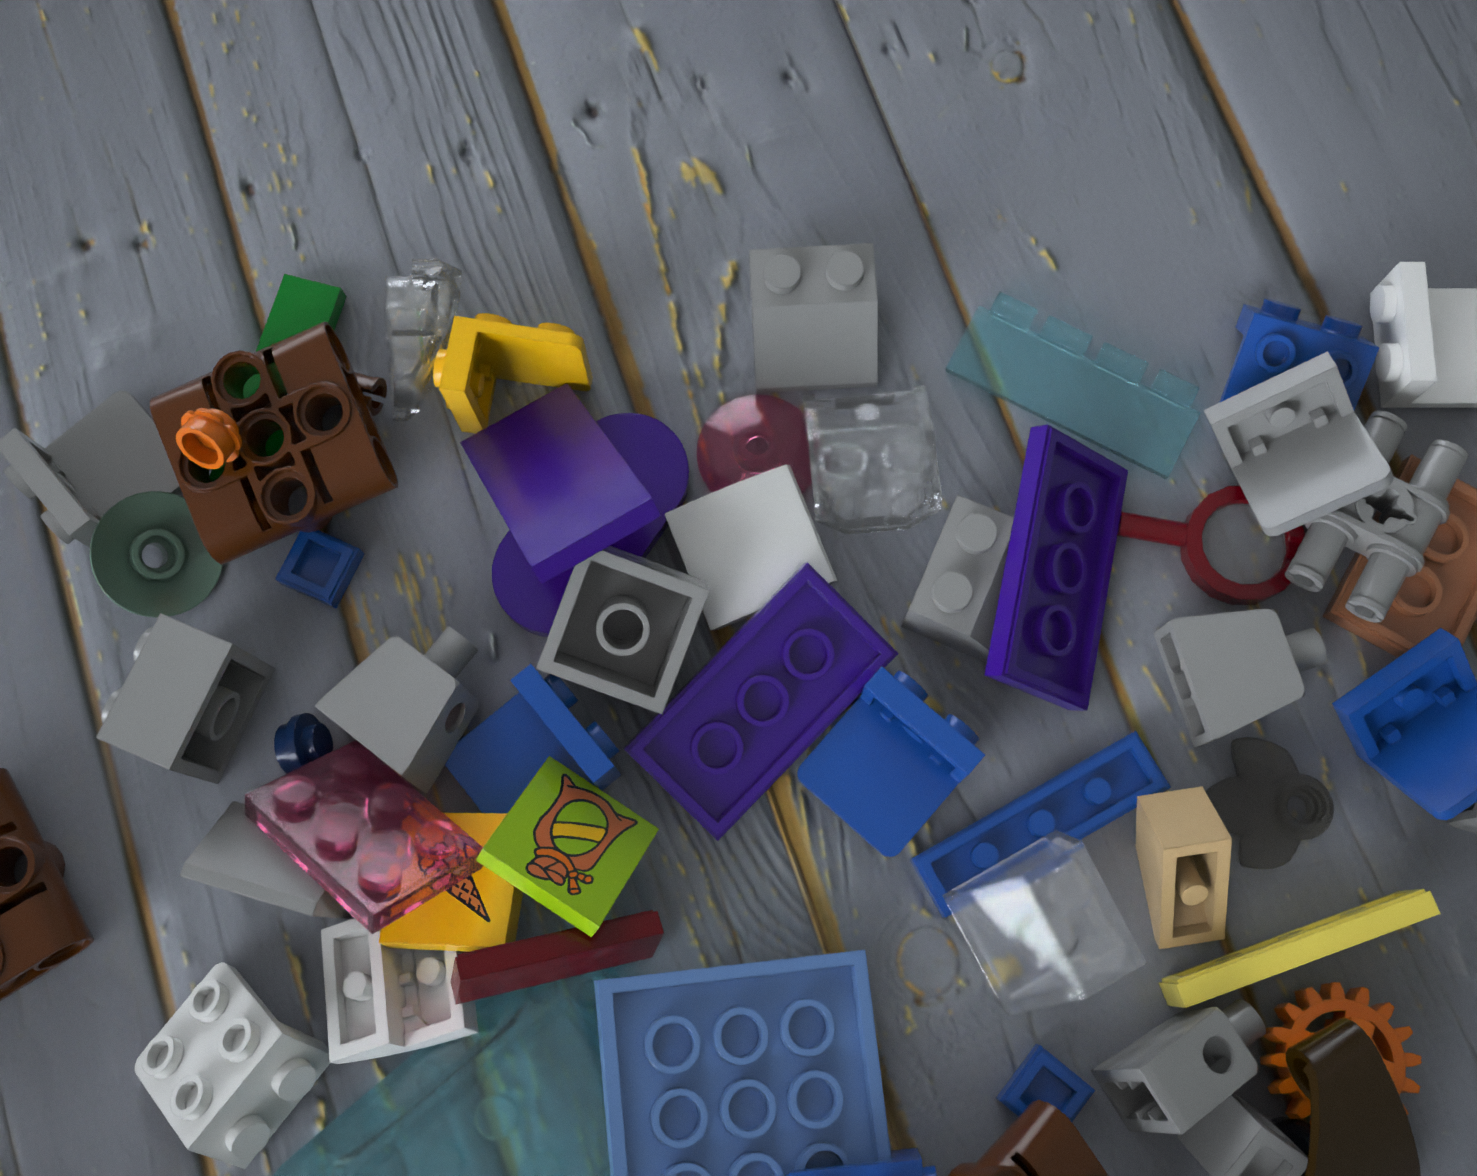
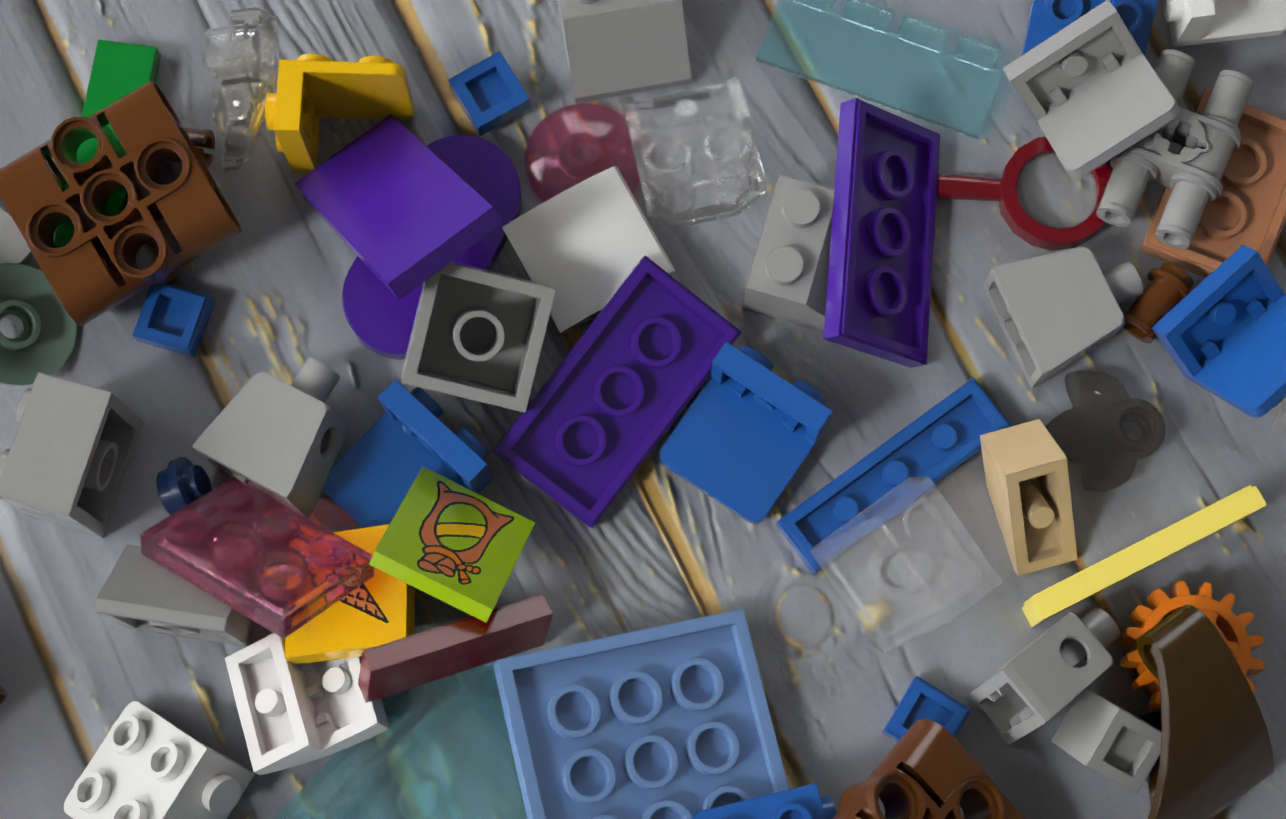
camera: 10 degrees left, 0 degrees up
(209, 437) = (59, 203): orange plate -> none
(669, 373) = (489, 93): none -> blue plate
(1343, 670) = (1163, 292): none -> reddish brown pin

